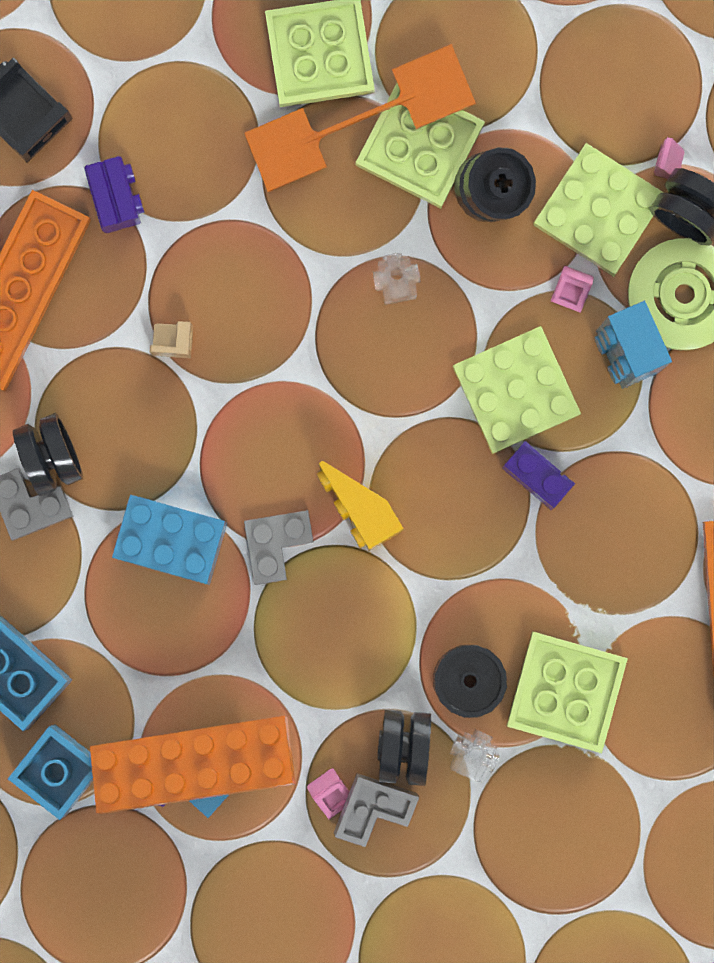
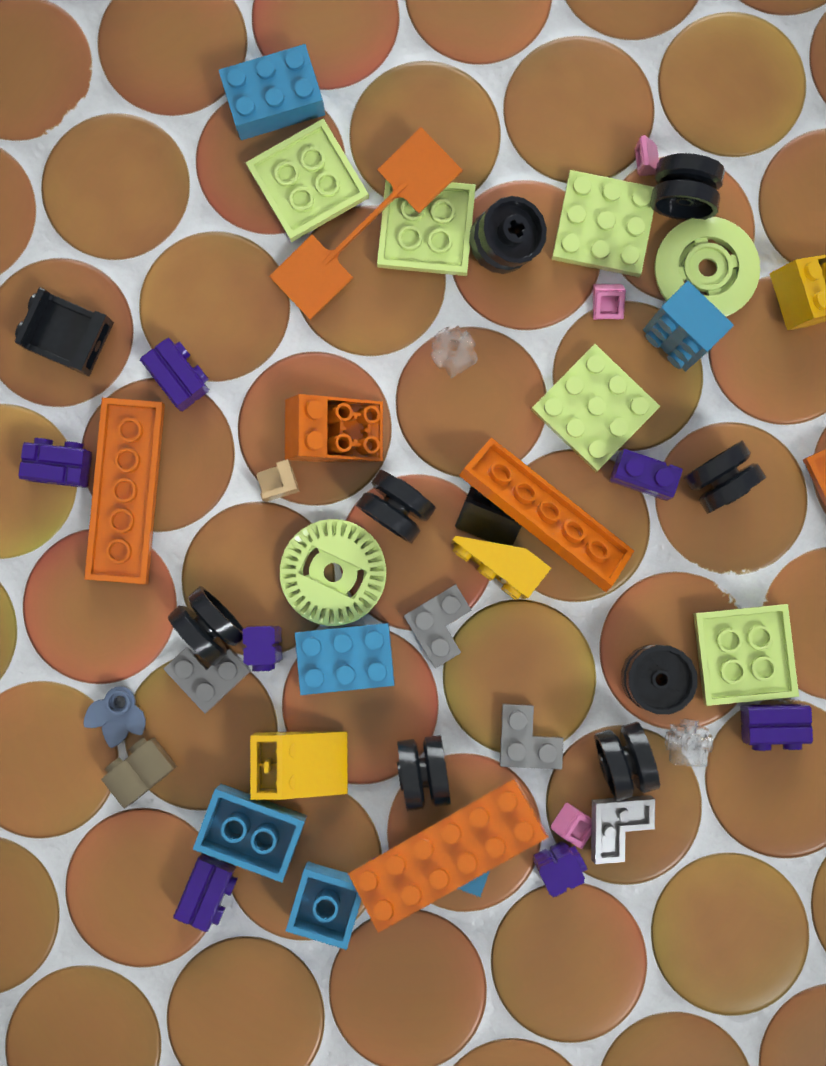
camera: 20 degrees left, 0 degrees up
(83, 625) = (298, 764): none -> yellow slope
(93, 496) = (262, 647): none -> dark purple brick
(172, 475) = (329, 601): none -> yellowish green piece
(198, 679) = (423, 772): none -> black wheel
(247, 310) = (333, 429): none -> orange slope
(282, 407) = (398, 502): none -> black wheel
(298, 825) = (560, 868): none -> dark purple brick
(307, 692) = (519, 745): none -> light grey plate
(369, 456) = (486, 520): none -> black panel
(424, 475) = (547, 514): none -> orange plate
(569, 773) = (776, 725): none -> dark purple brick
(613, 508) = (725, 478): none -> black wheel

